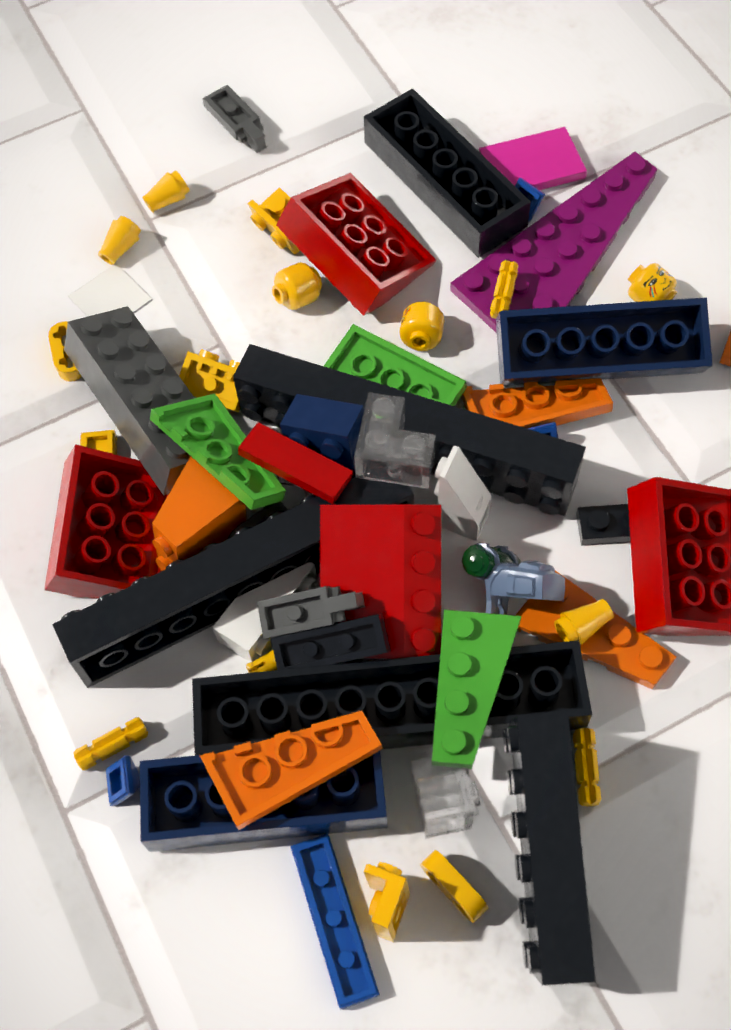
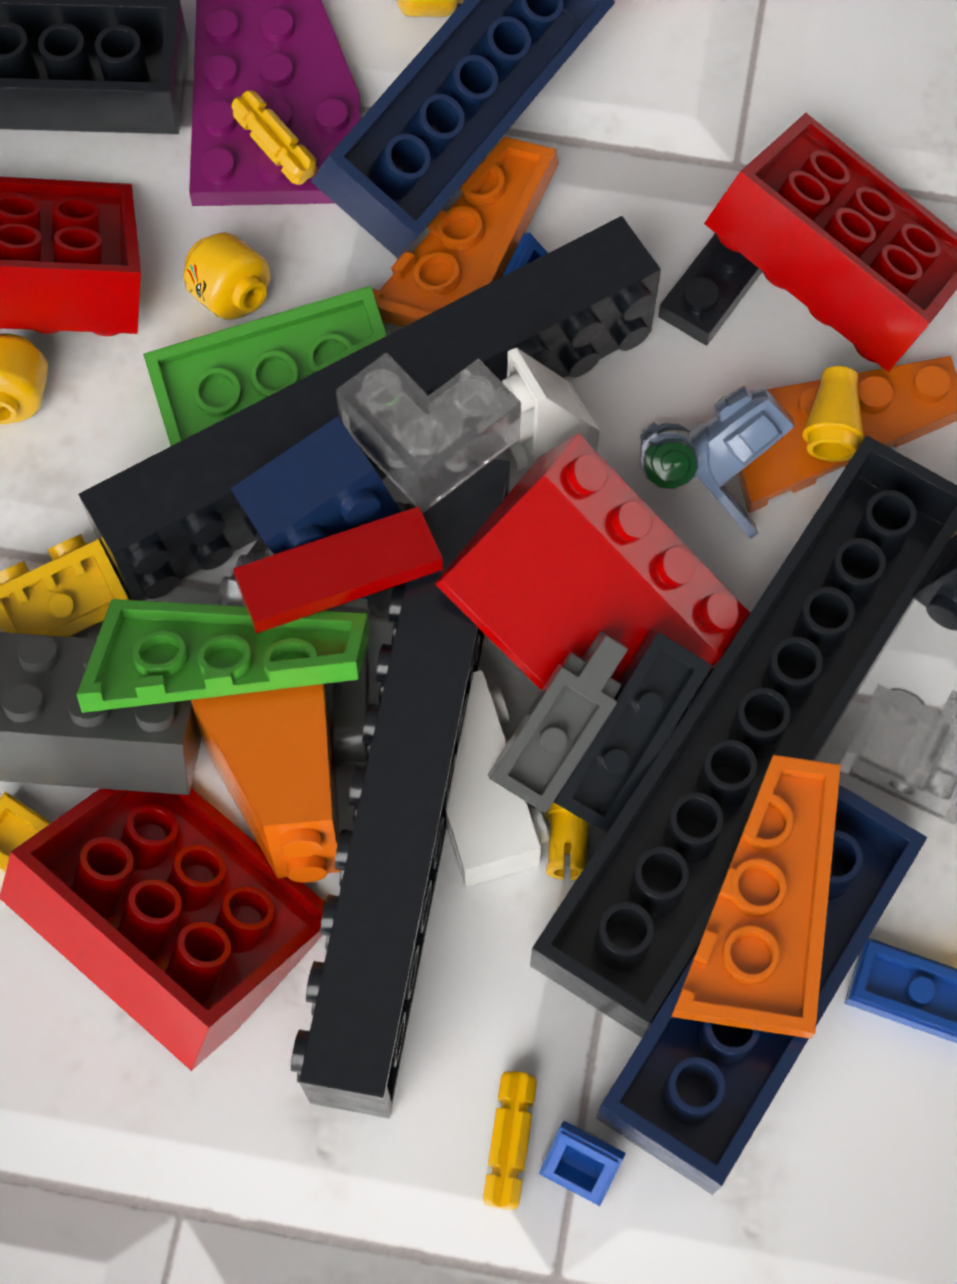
camera: 55 degrees left, 5 degrees up
(470, 672) = (819, 594): bright green wing -> none

